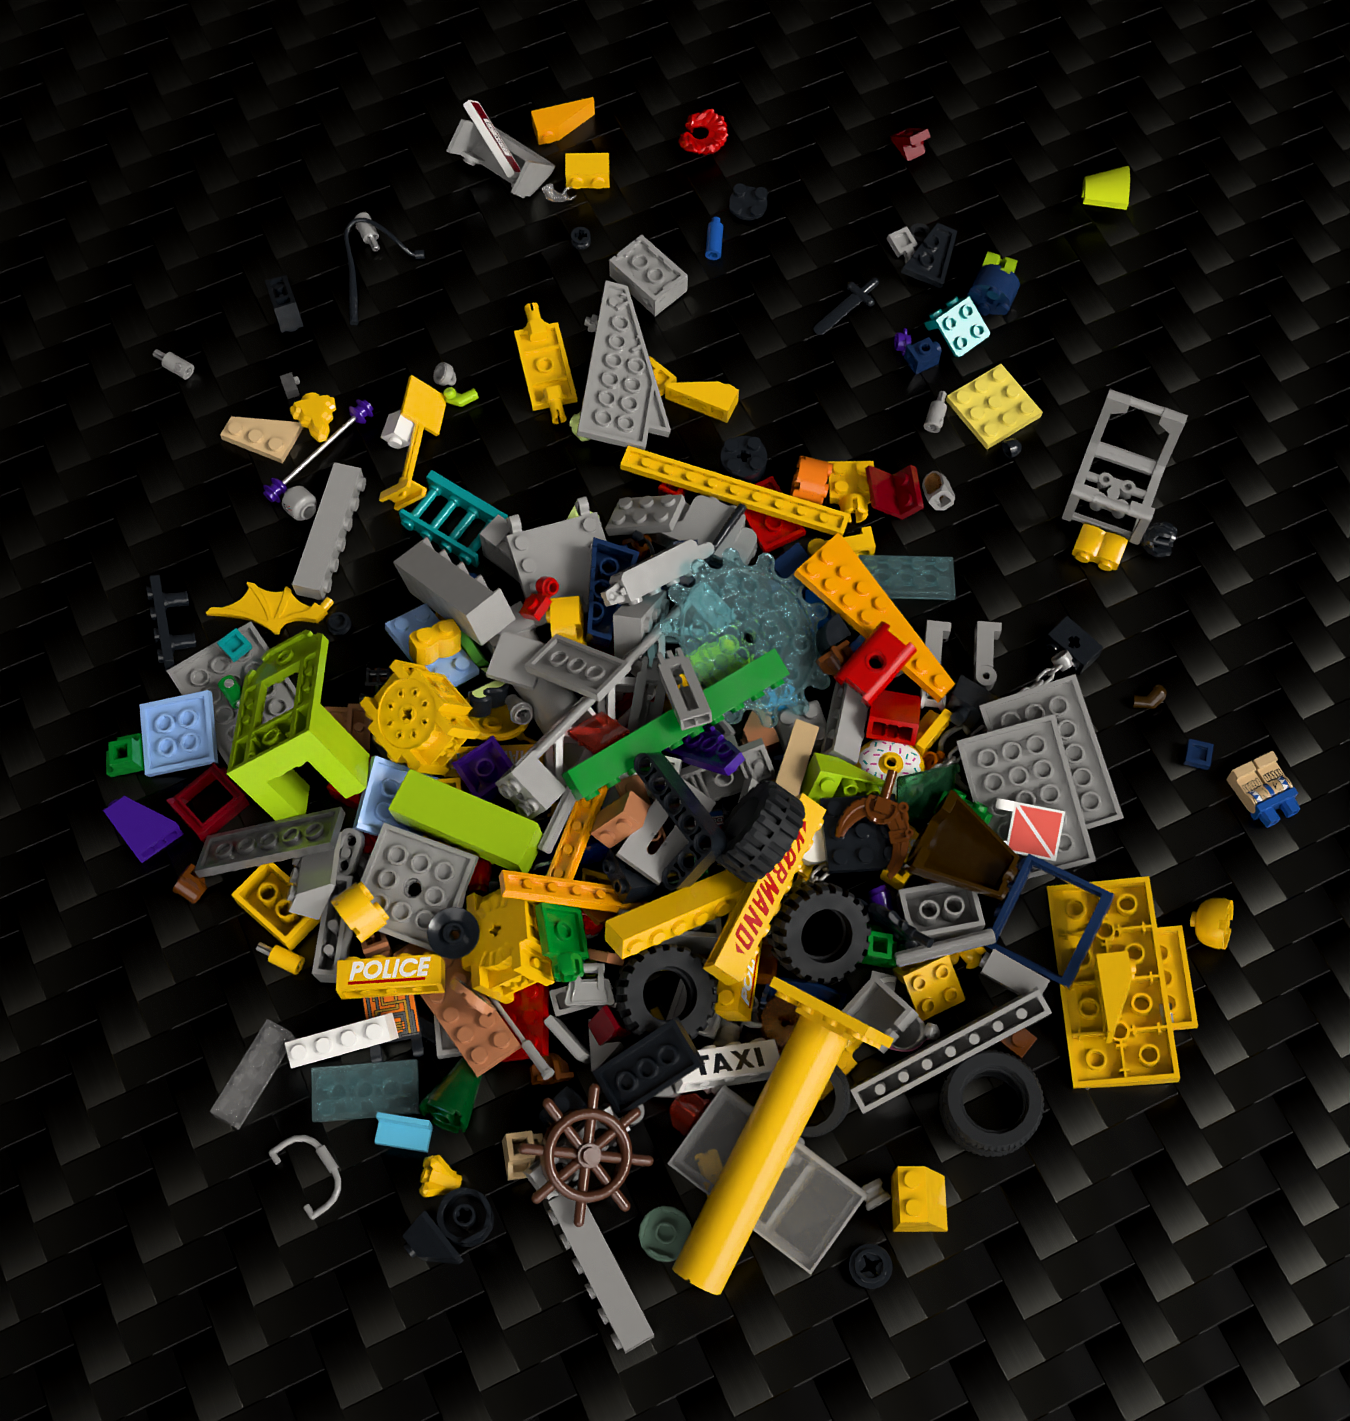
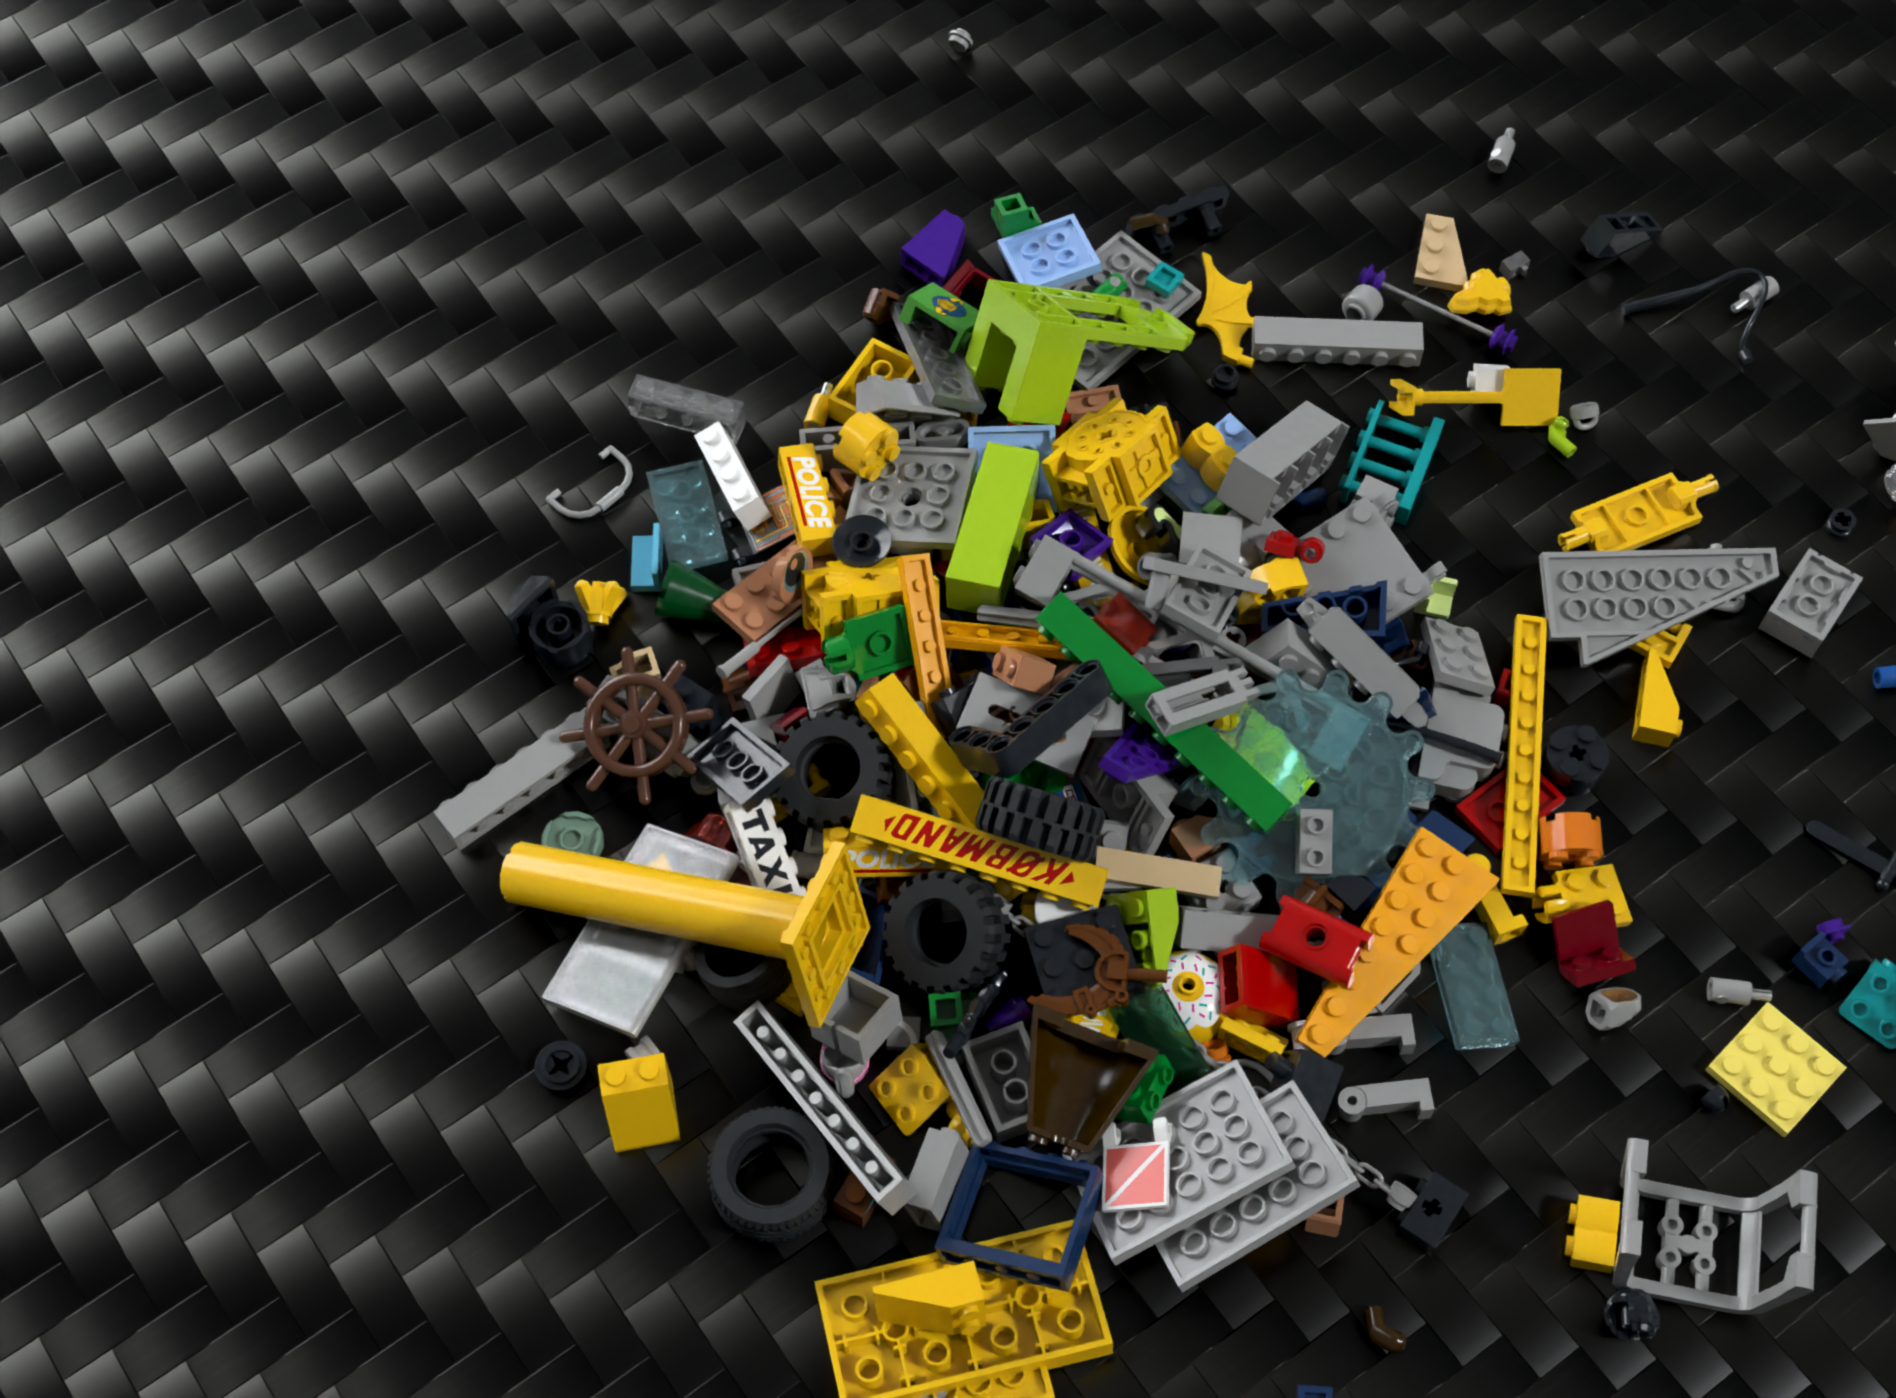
camera: 80 degrees right, 5 degrees down
(172, 646) = (1151, 220): none -> dark brown arm
(223, 825) = (943, 307): none -> bright green panel
(569, 669) = (1163, 569): none -> light grey piece
(796, 646) = (1313, 842): none -> light grey brick

